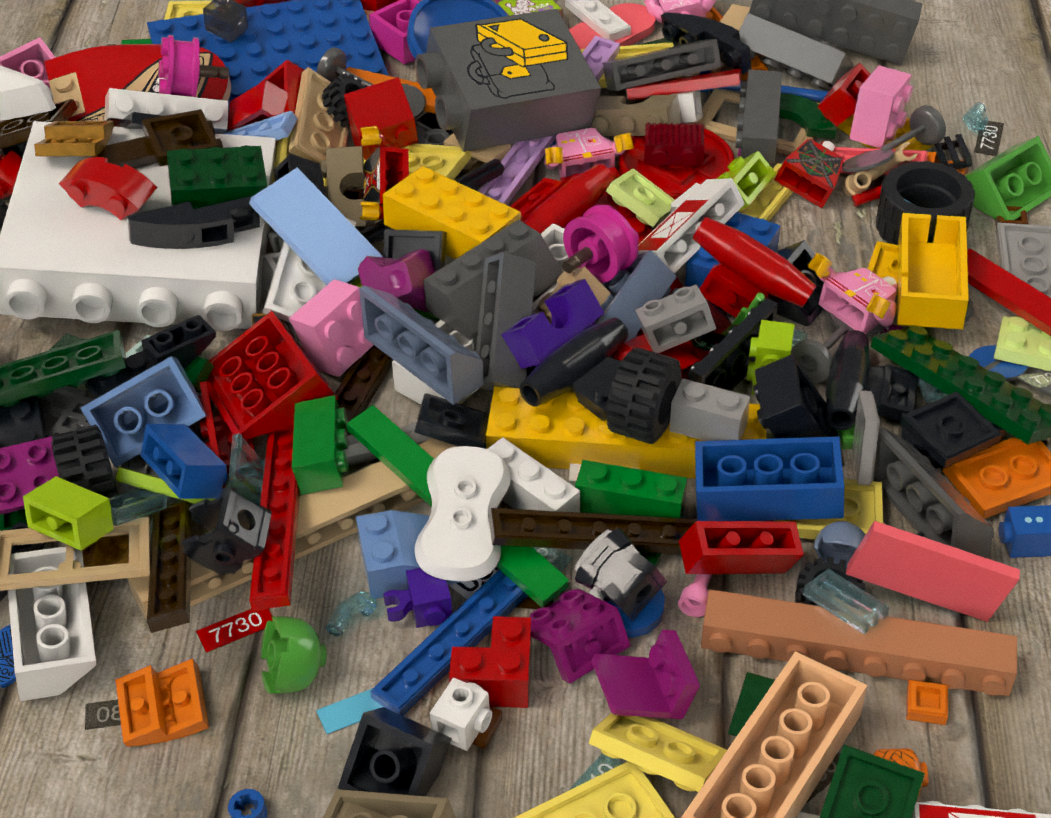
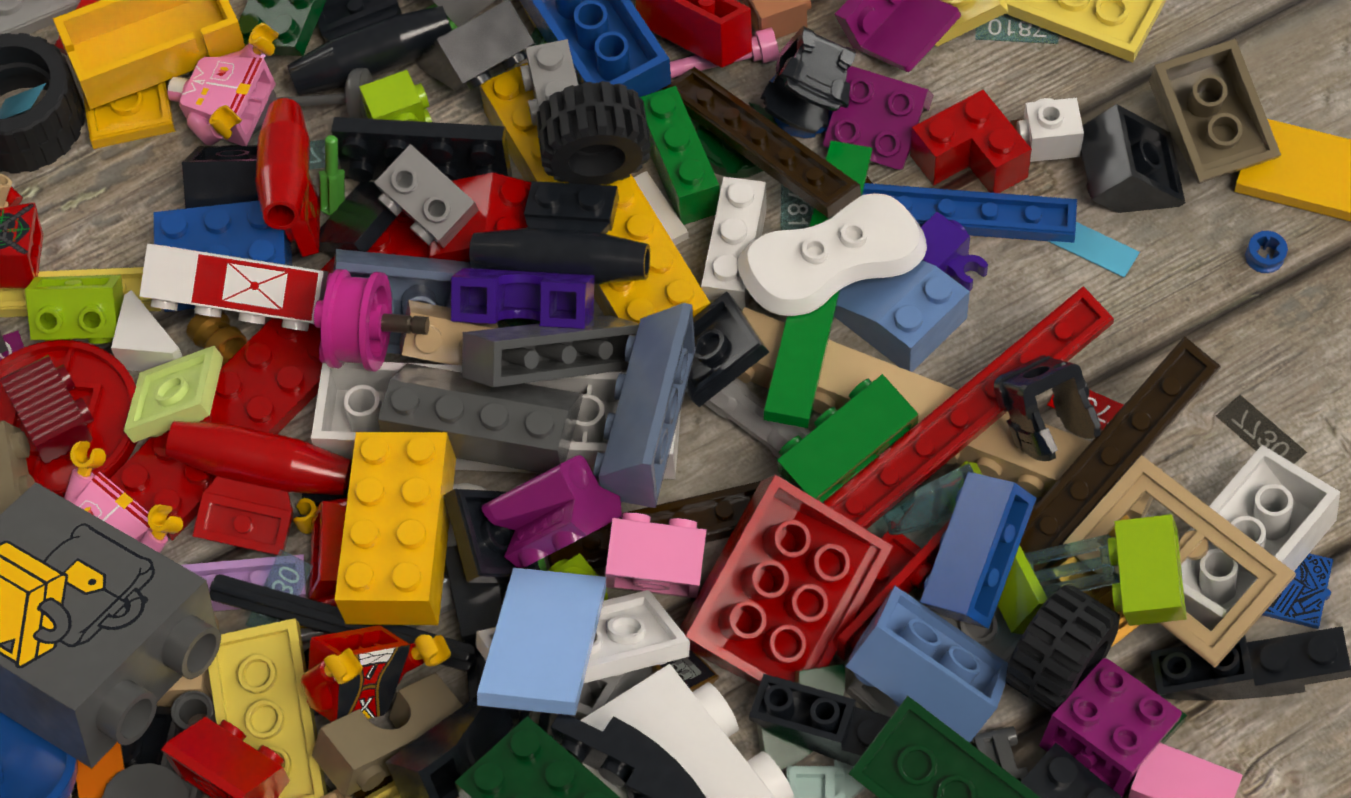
camera: 120 degrees left, 15 degrees up
(161, 704) = (1237, 401): orange slope -> none
(291, 655) = (1122, 297): bright green cylinder -> none
(347, 608) = (999, 316): clear light blue arm -> none

